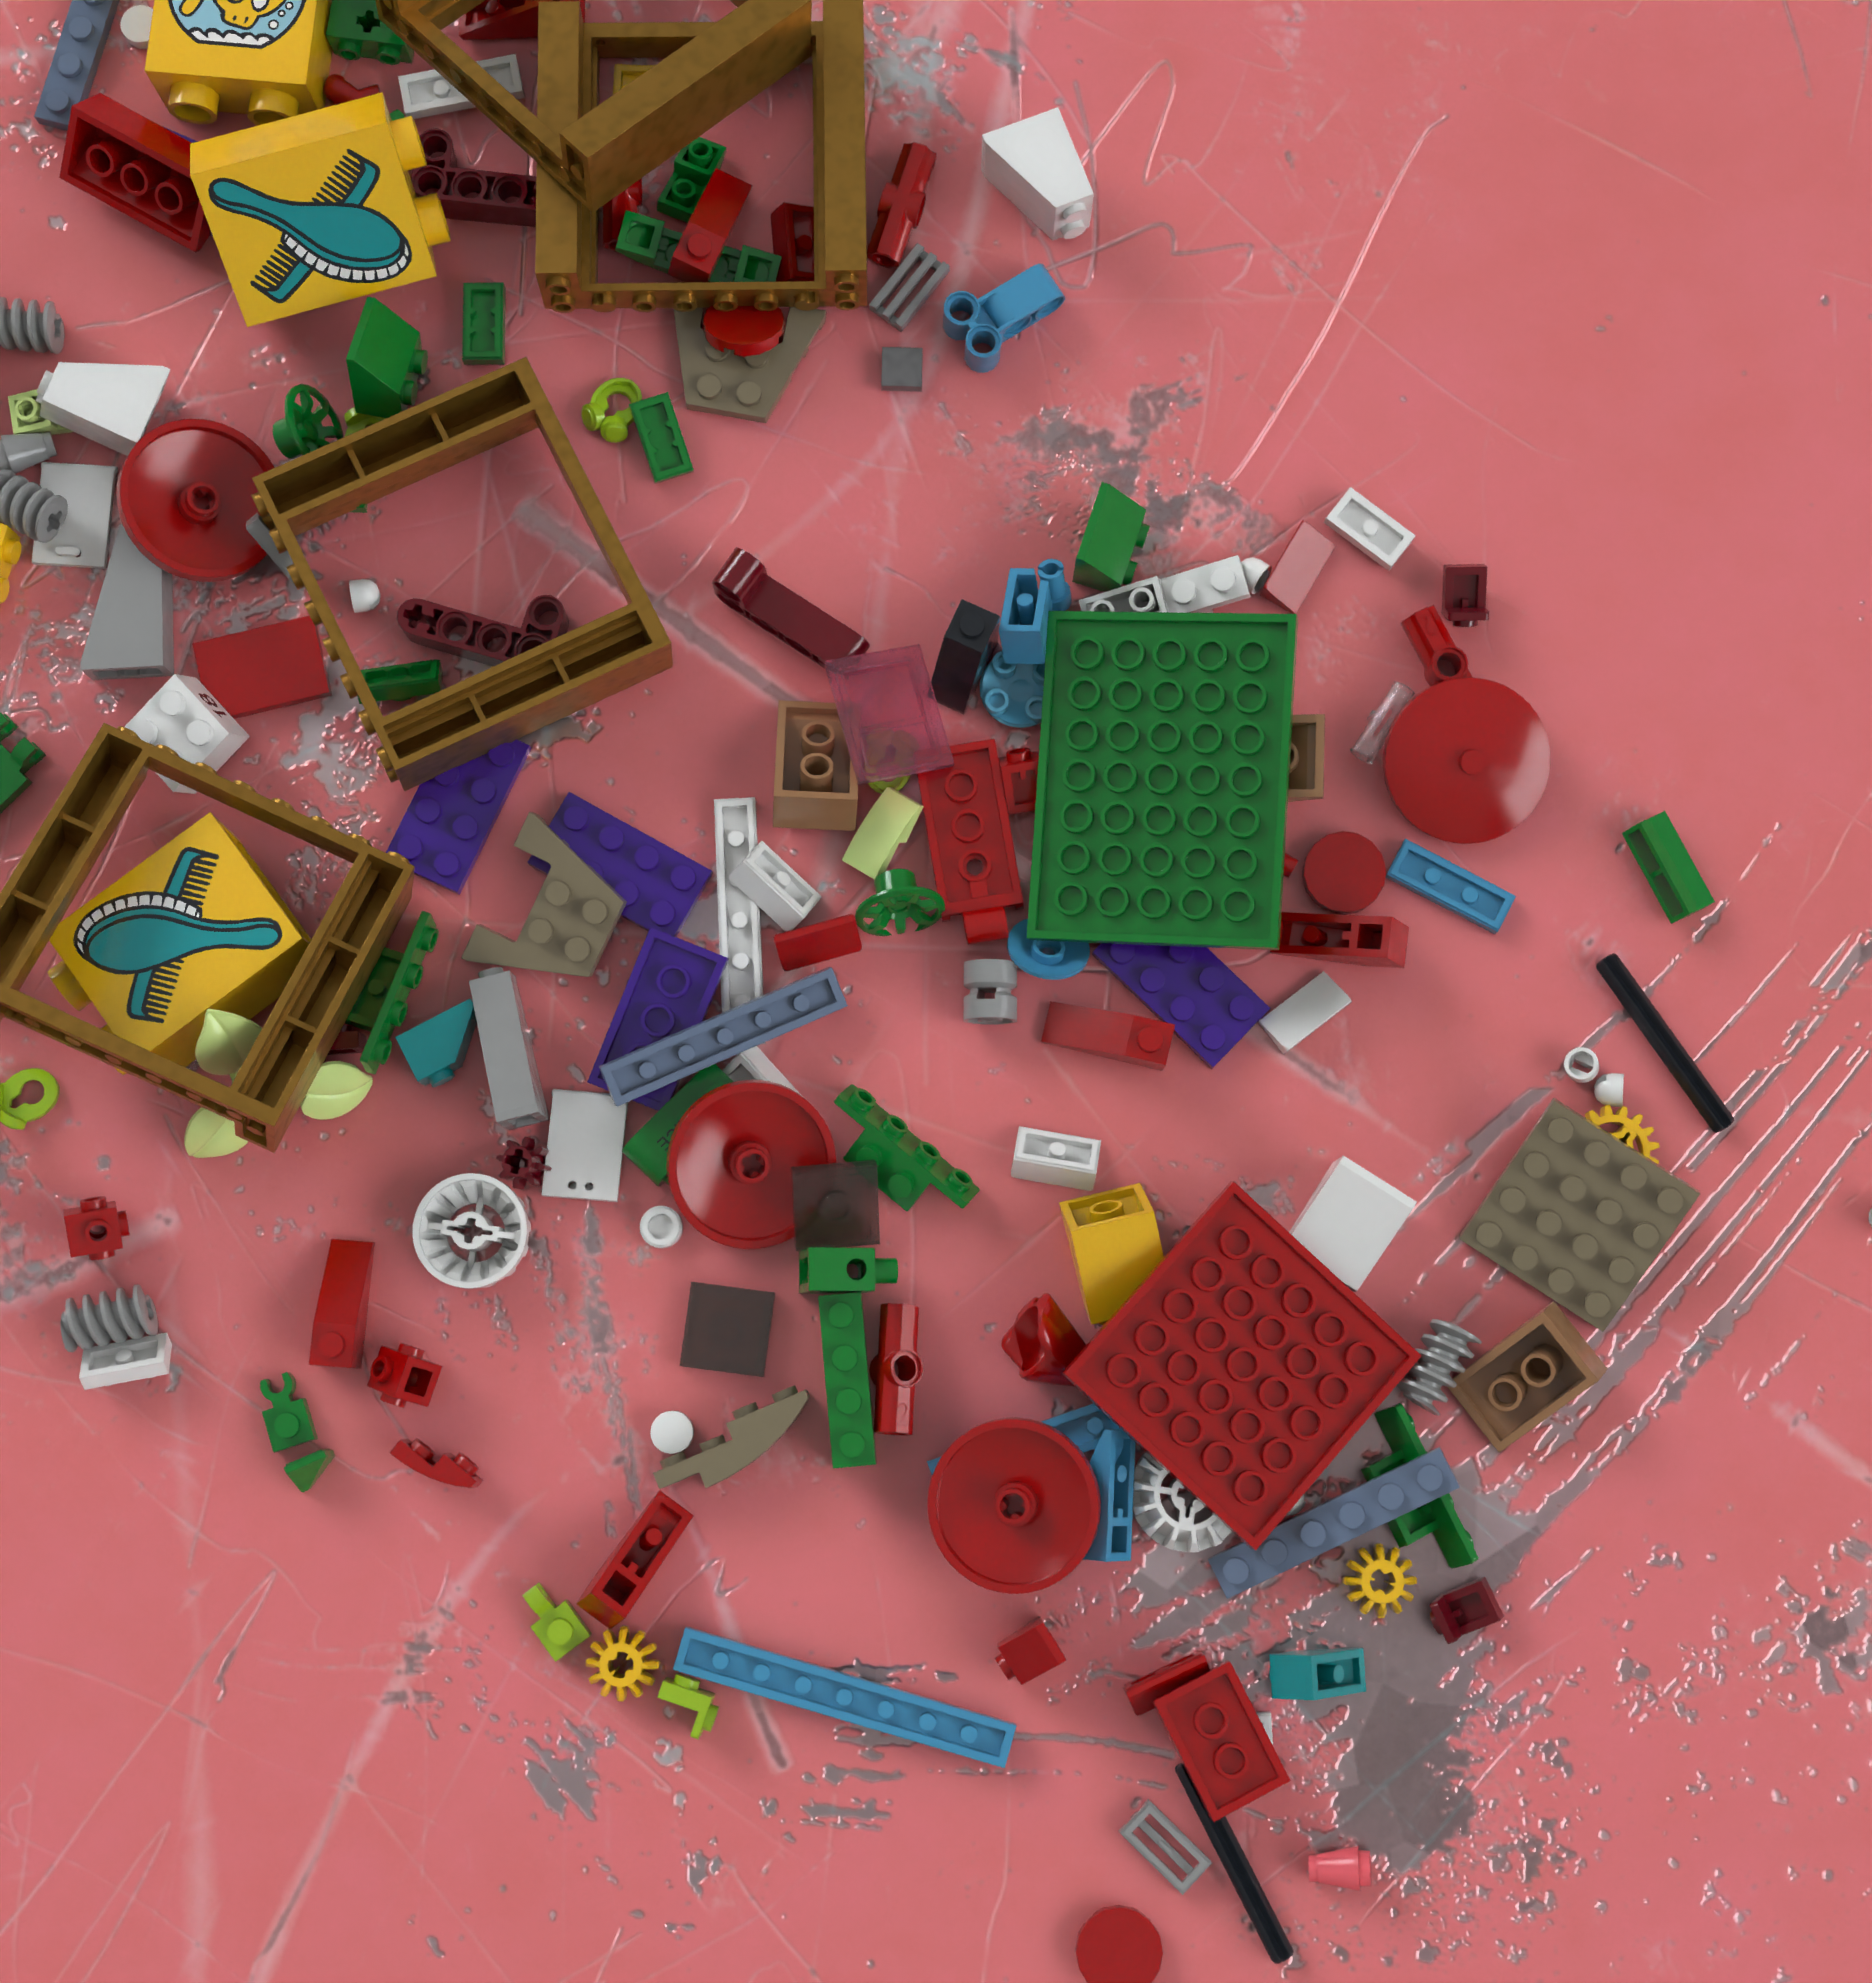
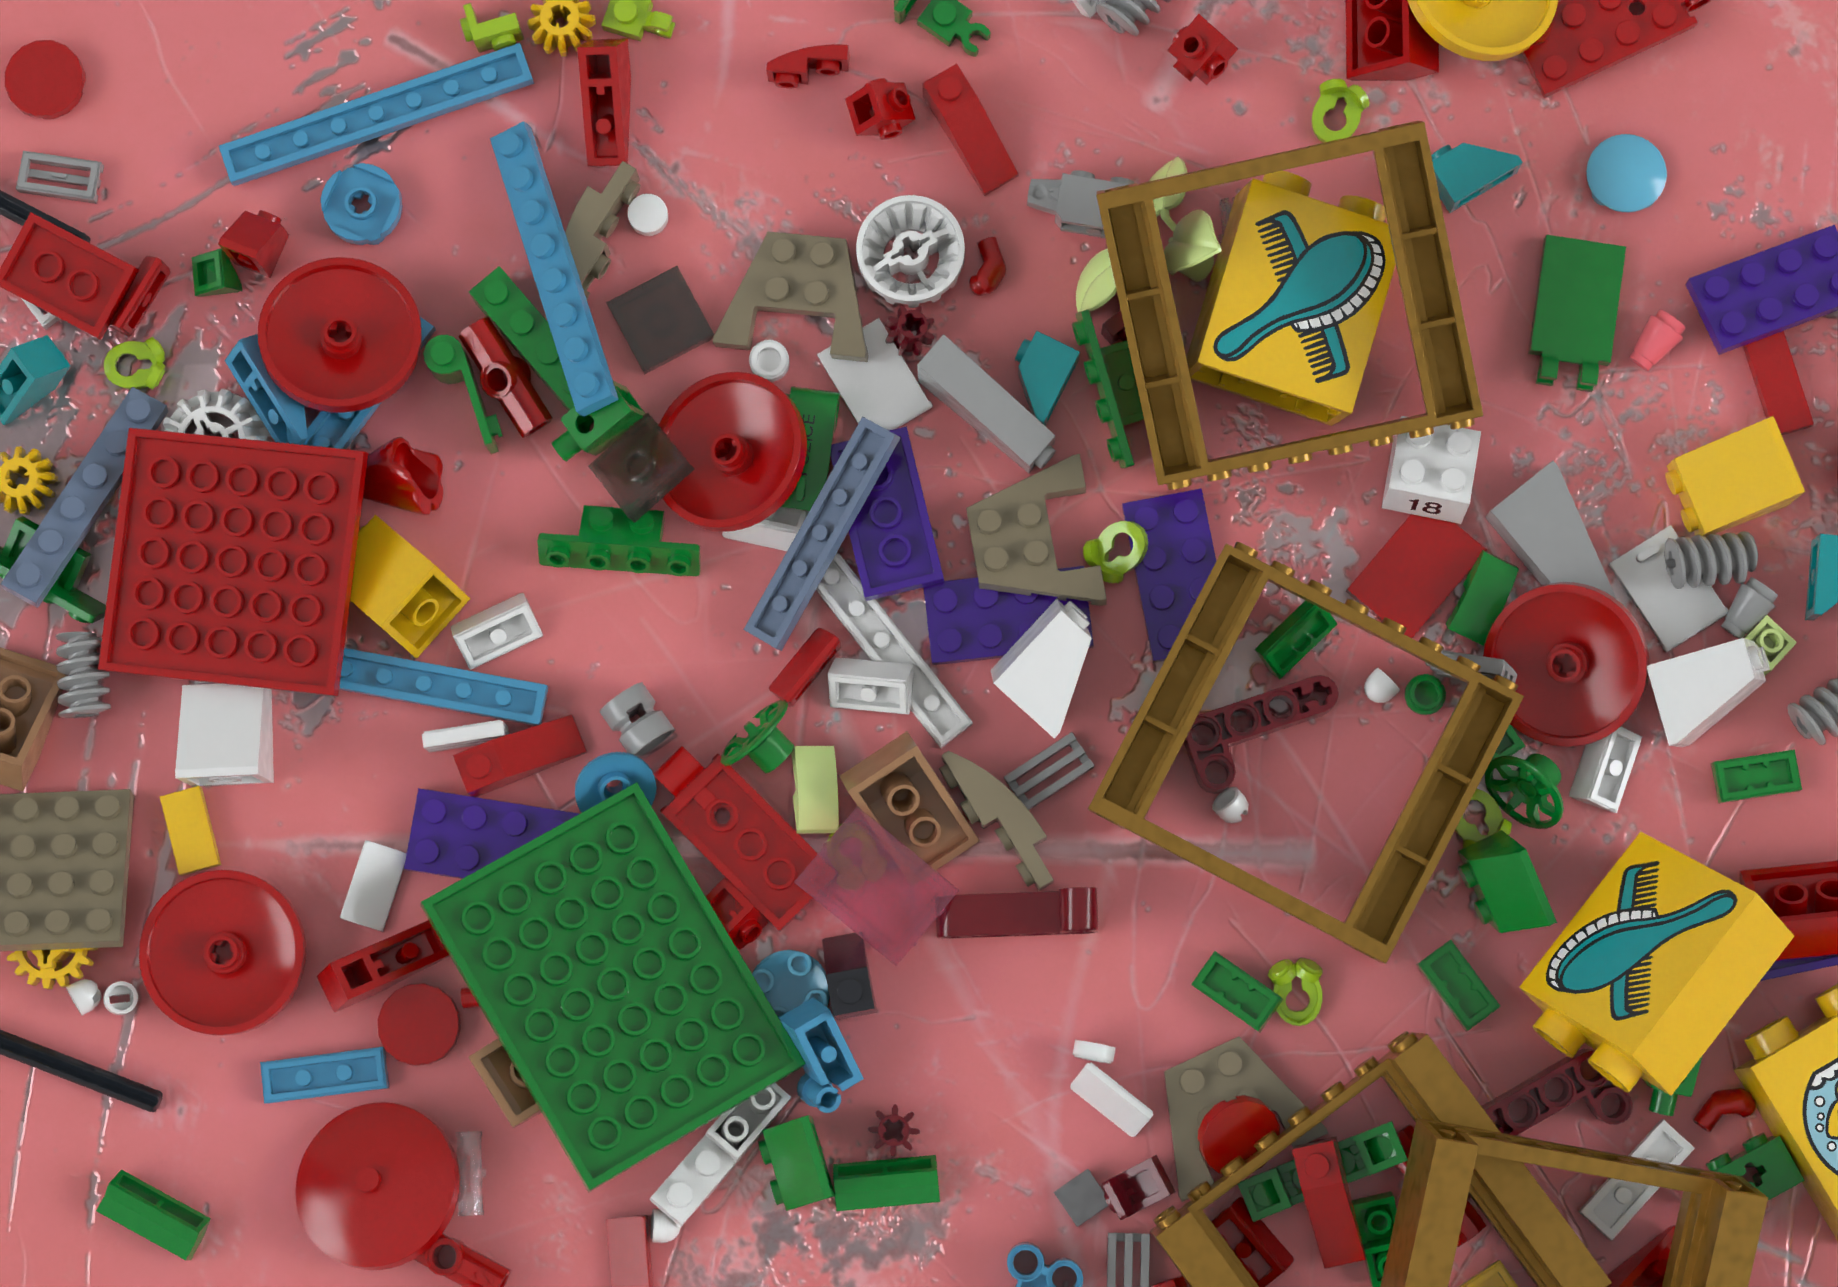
camera: 150 degrees right, 0 degrees up
(124, 319) = (1756, 776): none -> green plate
(218, 608) = (1483, 598): none -> green slope
(242, 406) = (1606, 769): none -> white slope
(297, 1172) = (1073, 200): none -> light grey hinge
(333, 565) = (1425, 694): none -> green plate
(414, 1169) = (992, 269): none -> red arm
(507, 868) = (1097, 550): none -> lime piece
(558, 576) = (1231, 805): none -> white hinge
(582, 1278) = (799, 278): none -> dark tan wing
(617, 789) = (1045, 665): none -> white slope
(646, 715) = (1078, 752): none -> light grey tile
(747, 719) = (993, 802): none -> dark tan slope
(787, 1432) = (554, 269): none -> dark azure plate
(809, 469) = (1093, 1051): none -> white tile
(822, 426) = (1111, 1099): none -> white slope
(852, 343) = (1137, 1188): none -> dark red bracket
(908, 1646) = (355, 182): none -> dark azure plate
(934, 1419) = (452, 365): none -> green door
(1022, 510) = (906, 1130): none -> dark red gear
(1048, 482) = (886, 1183): none -> green piece
(1087, 1653) = (214, 274): none -> green slope
(1132, 1136) = (443, 687): none -> dark azure plate
(1143, 1082) = (463, 735): none -> white tile
(1191, 1624) = (147, 350): none -> lime piece
(1431, 1167) = (190, 830): none -> yellow tile
(1471, 1039) = (222, 952): none -> red dish

